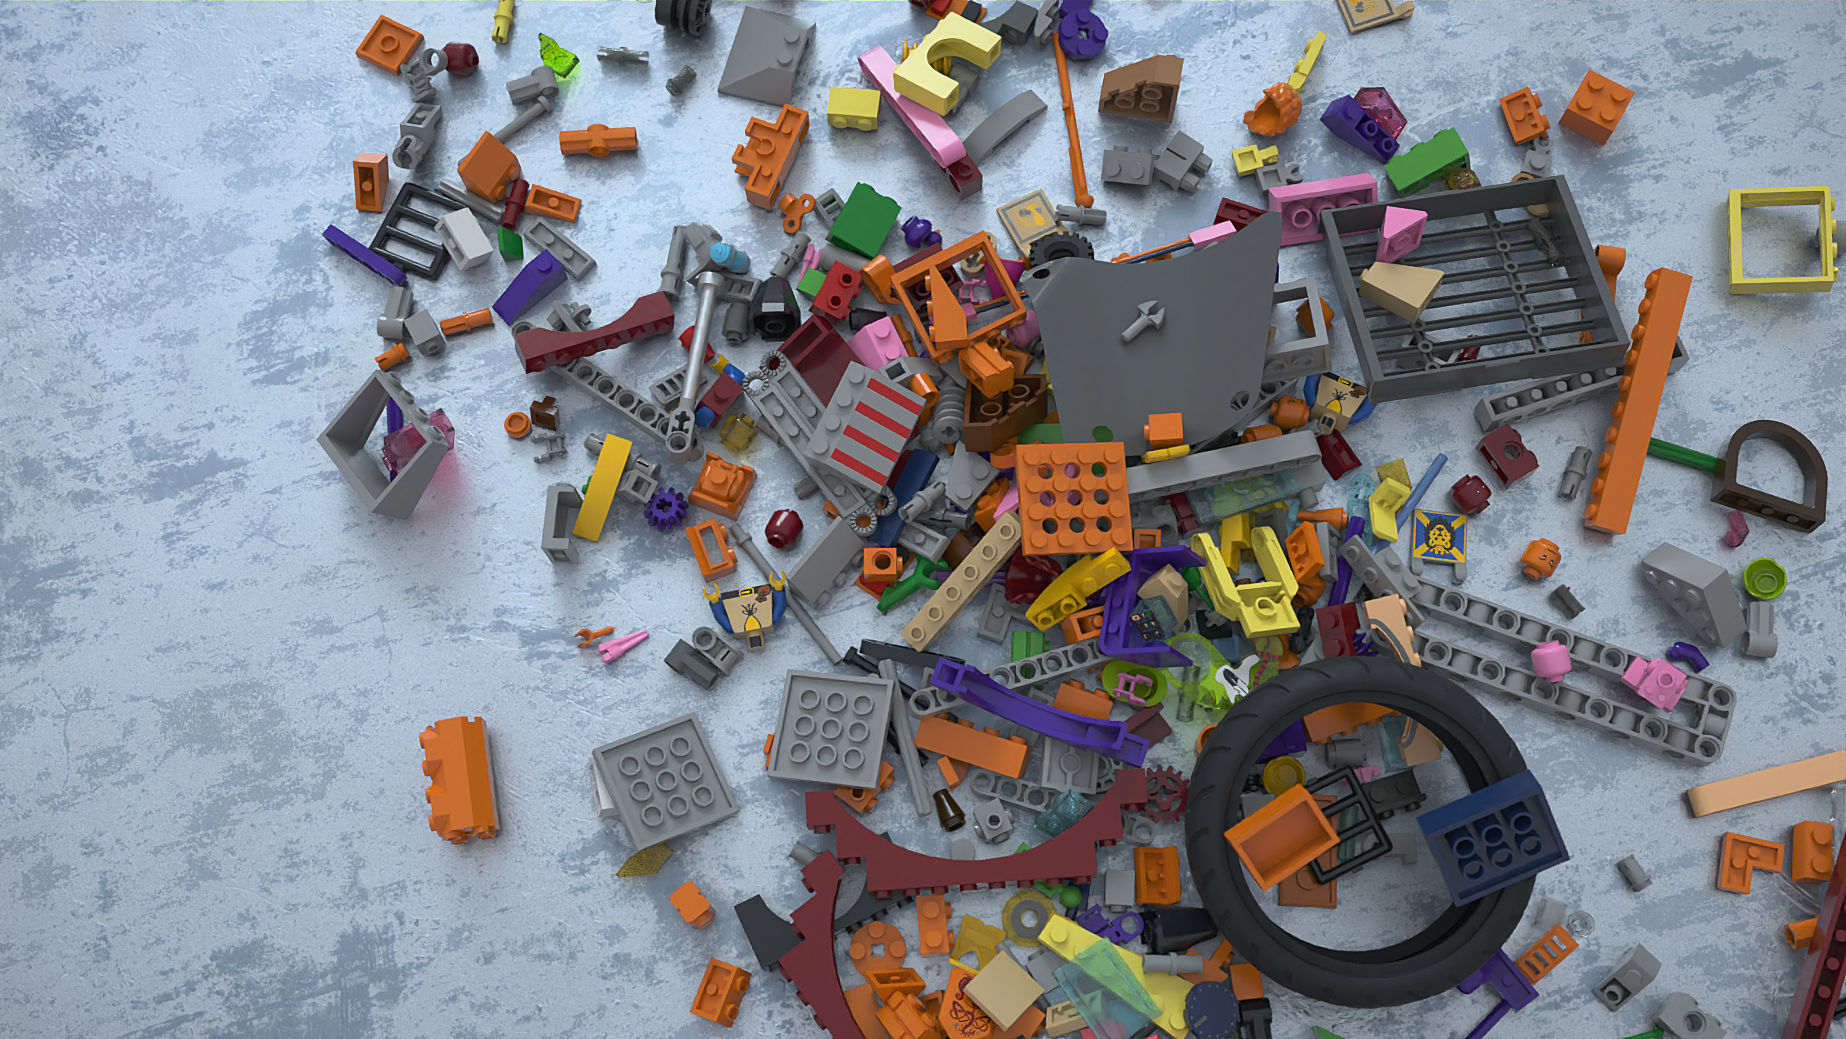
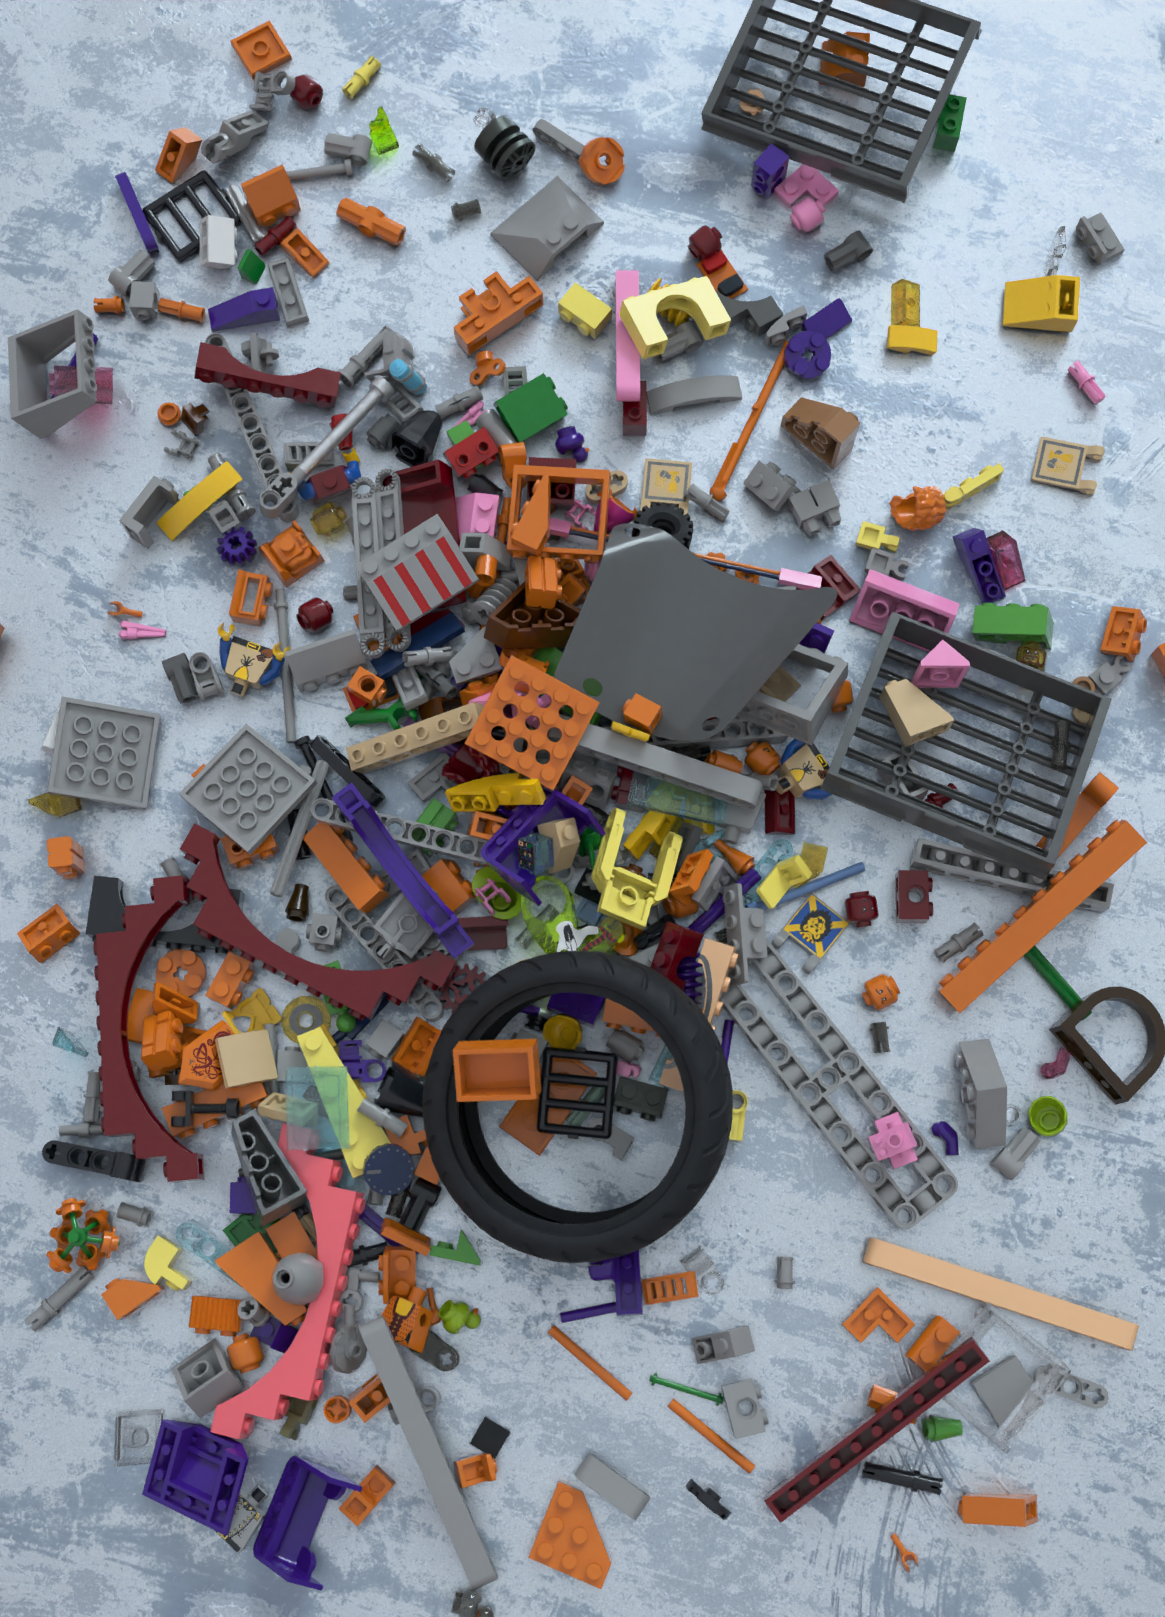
camera: 30 degrees right, 5 degrees up
(952, 771) = (318, 876): orange tile -> none
(1063, 814) = (375, 957): clear light blue slope -> none
(1144, 320) = (690, 617): light grey bar -> none
(1493, 837) = (655, 1169): dark blue slope -> none
(1551, 661) = (826, 1073): bright pink head -> none

